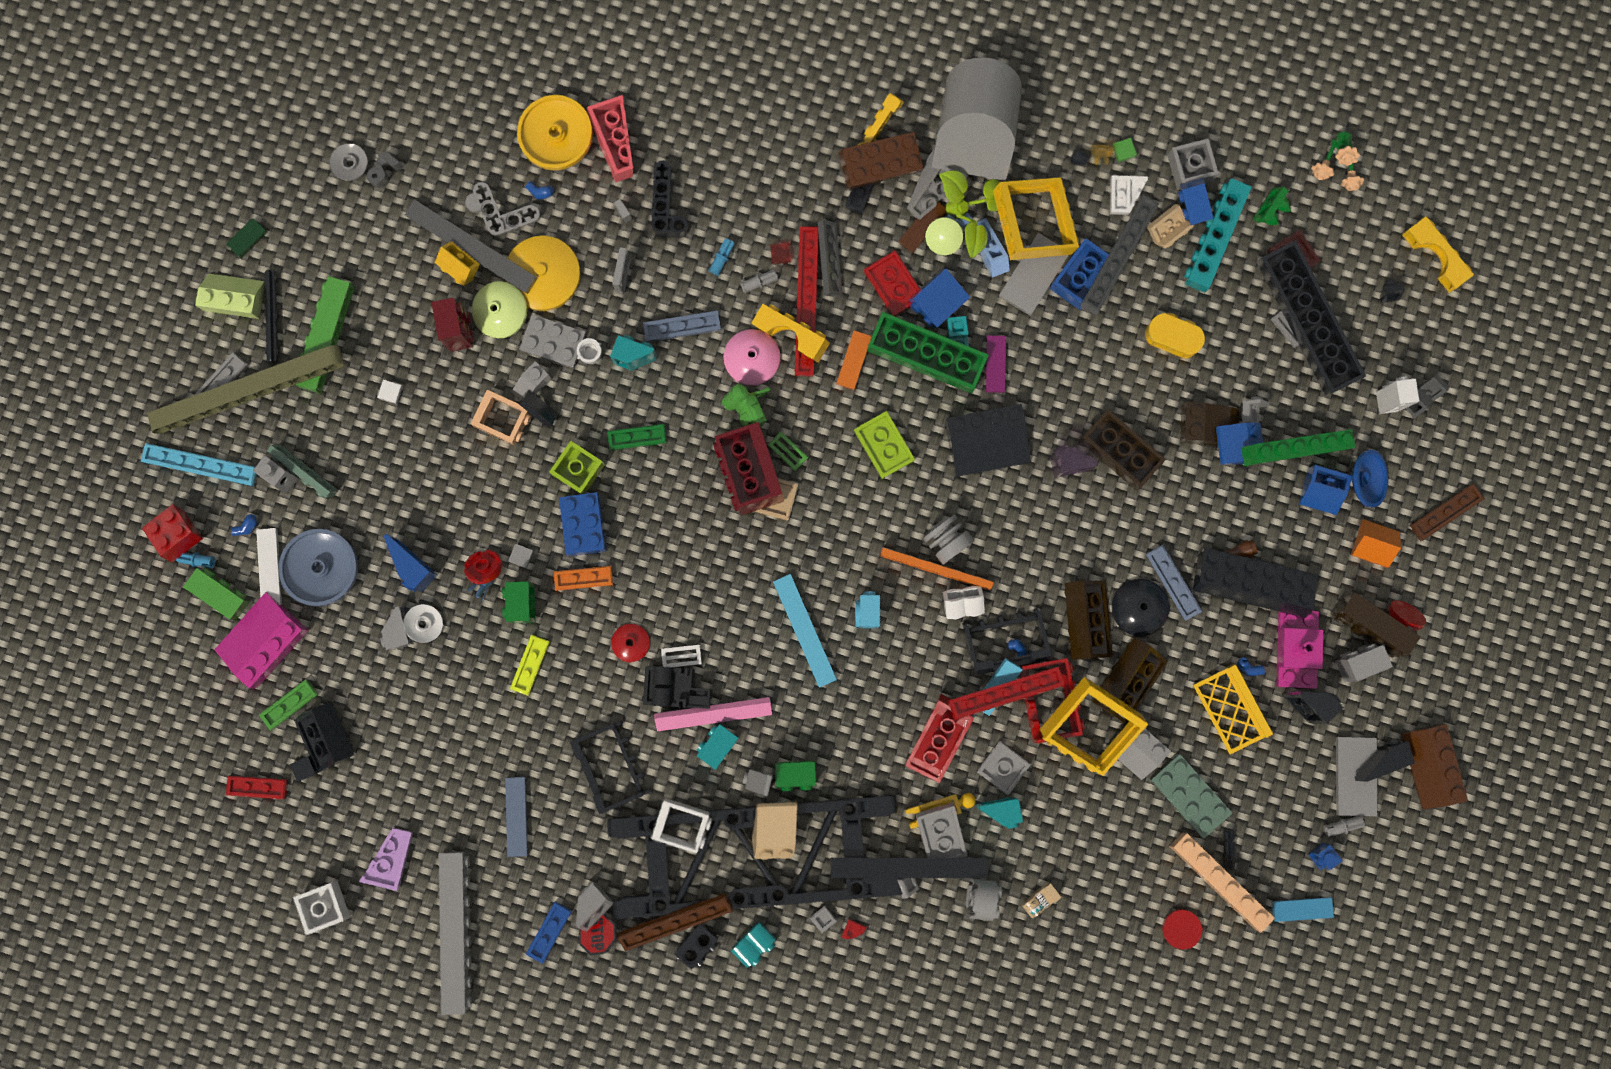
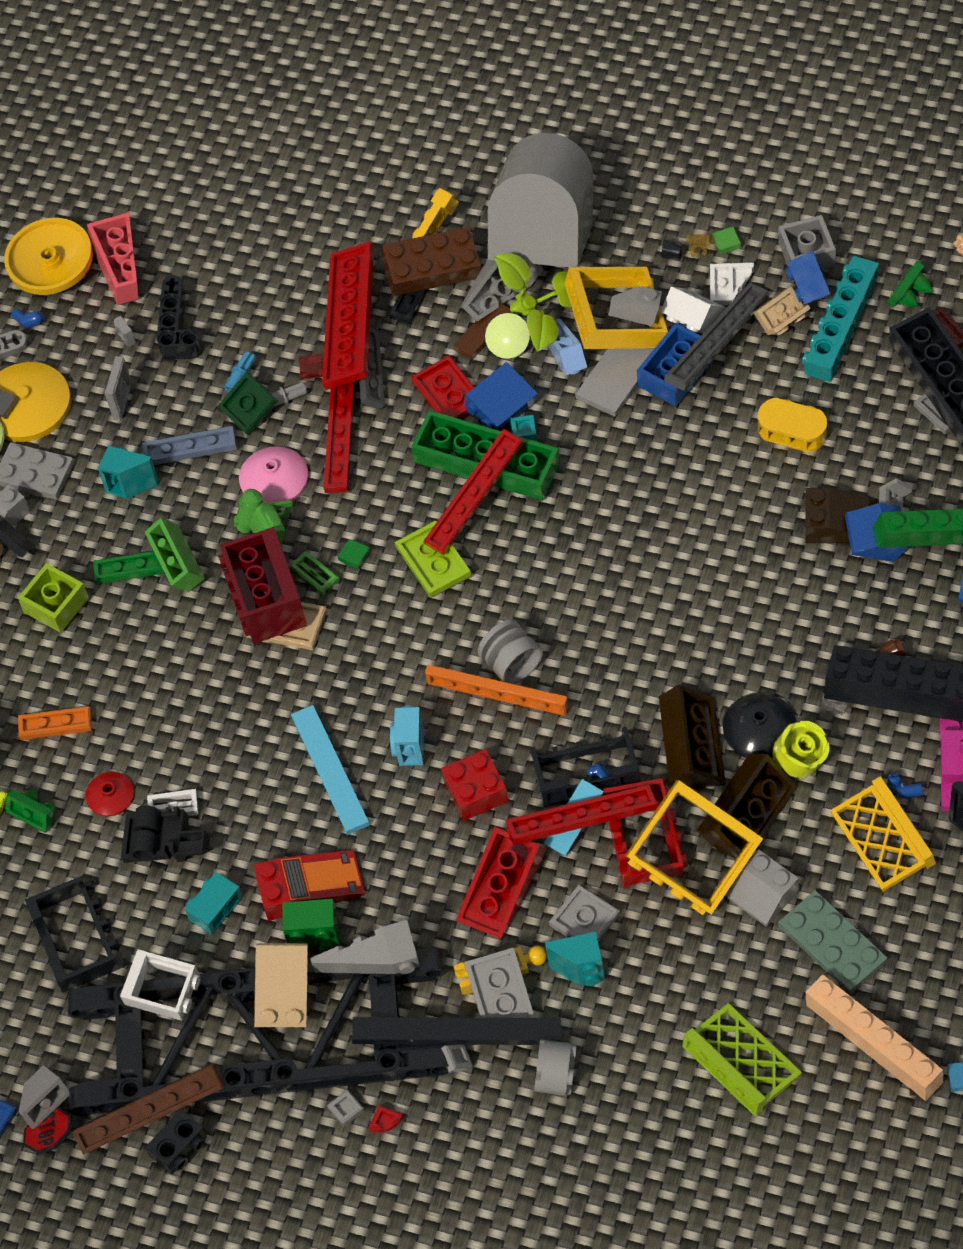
camera: 10 degrees right, 25 degrees down
(562, 653) = (26, 808): none -> green tile
(582, 524) = (57, 660): blue brick -> none
(589, 351) = (76, 475): white piece -> none
(674, 433) = (174, 555): none -> bright green brick
(715, 714) = (201, 867): bright pink tile -> none
(729, 289) = (248, 403): none -> dark green tile
(754, 944) = (251, 1138): teal brick -> none
(758, 781) = (264, 929): light grey slope -> none
(791, 730) = (308, 878): none -> slope
(809, 343) = (298, 432): yellow arch -> none
(813, 211) = (348, 315): none -> red plate
(819, 435) = (354, 554): none -> green tile
(853, 360) = (396, 474): orange tile -> none
(857, 806) = (384, 953): none -> light grey wedge
(919, 391) = (473, 492): none -> red tile
(920, 653) = (474, 785): none -> red brick
(963, 602) = (530, 724): white brick -> none
(988, 440) = (562, 546): black slope -> none
(995, 364) = (572, 468): magenta tile -> none
(1041, 900) = (635, 1071): tan leg -> none
(1055, 223) = (636, 305): none -> light grey slope
(1070, 461) = (665, 561): clear purple slope -> none
(1098, 224) = (691, 309): none -> white brick
(1108, 901) = (723, 1069): none -> lime fence
(1122, 450) = (728, 546): dark brown brick -> none
(1174, 582) = (800, 691): sand blue tile -> none
(1175, 637) = (801, 749): none -> neon yellow brick
(1182, 929) = (826, 1104): red tile -> none
(1229, 849) = (886, 1002): black axle -> none

